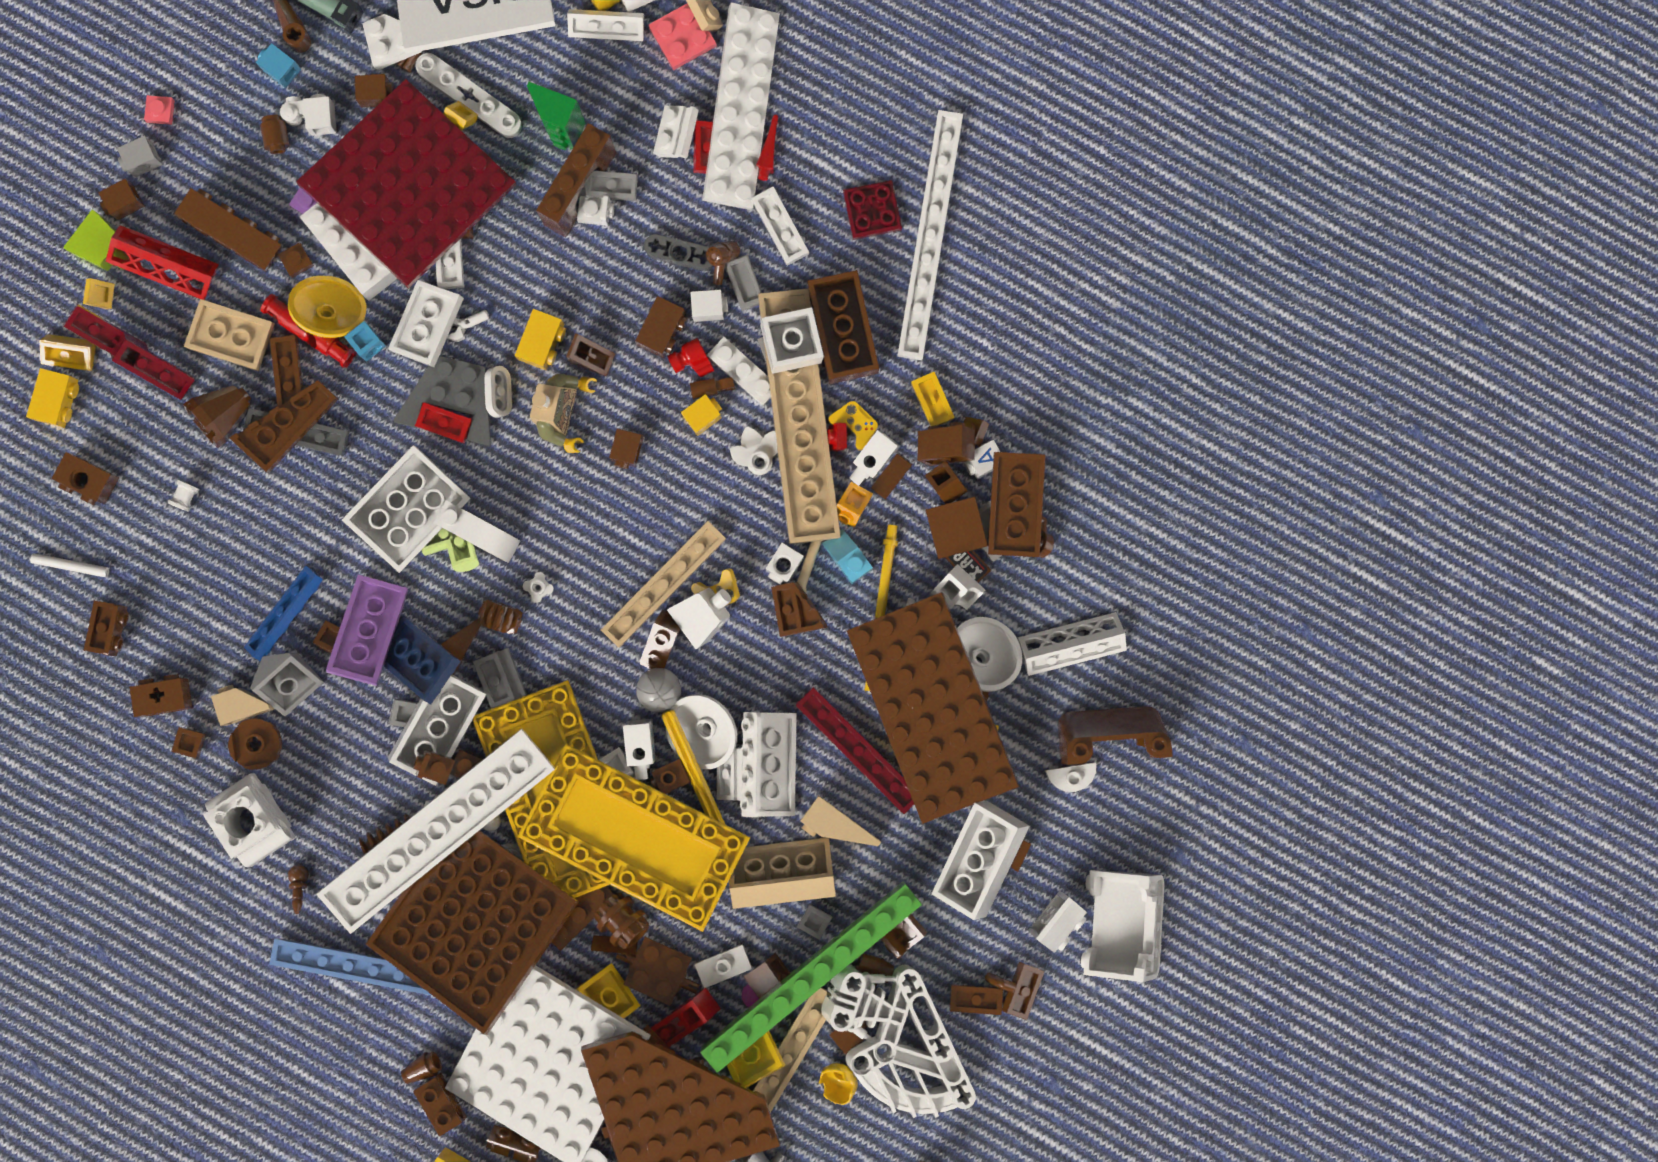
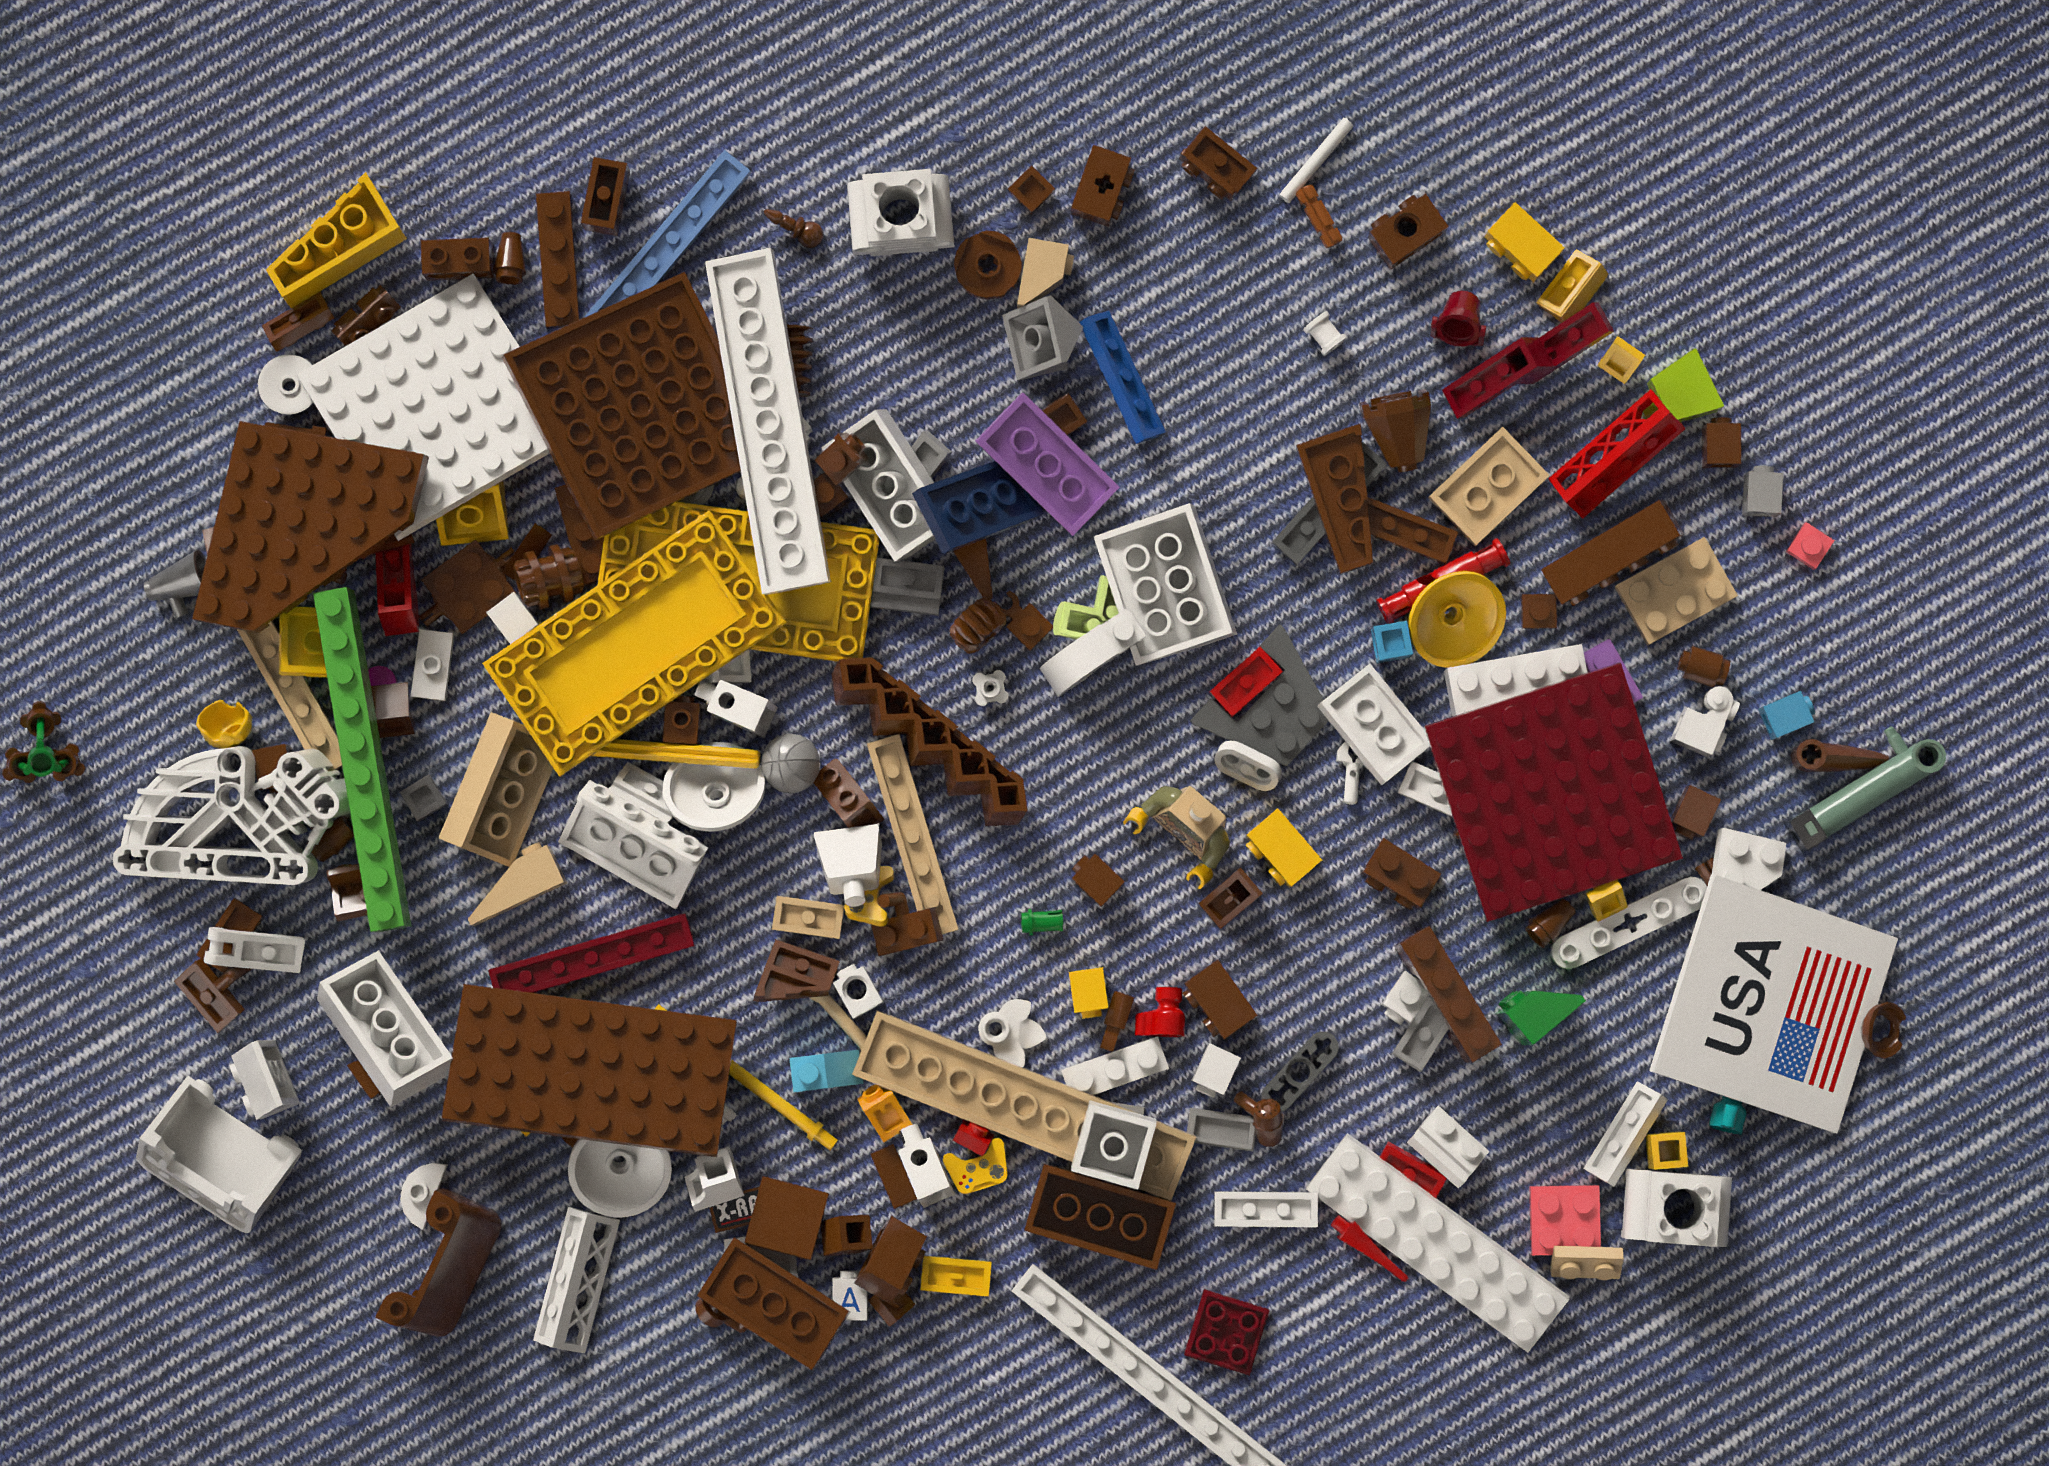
camera: 125 degrees right, 0 degrees up
(106, 542) = (1319, 216): none -> dark orange axle
(127, 410) = (1460, 321): none -> dark red piece
(235, 179) = (1676, 591): none -> tan plate
(343, 1027) = (605, 196): none -> reddish brown brick
(404, 1036) = (557, 259): none -> reddish brown plate
(483, 586) = (1027, 624): none -> reddish brown plate
(496, 144) = (1548, 925): none -> reddish brown cone
(516, 256) = (1400, 874): none -> reddish brown bracket
(592, 606) = (931, 738): none -> reddish brown brick
(662, 929) = (512, 618): none -> white brick
(673, 470) = (1041, 921): none -> green pin
(725, 554) = (907, 929): none -> reddish brown plate
(753, 623) = (808, 917): none -> tan plate
(976, 976) = (255, 950): none -> white plate

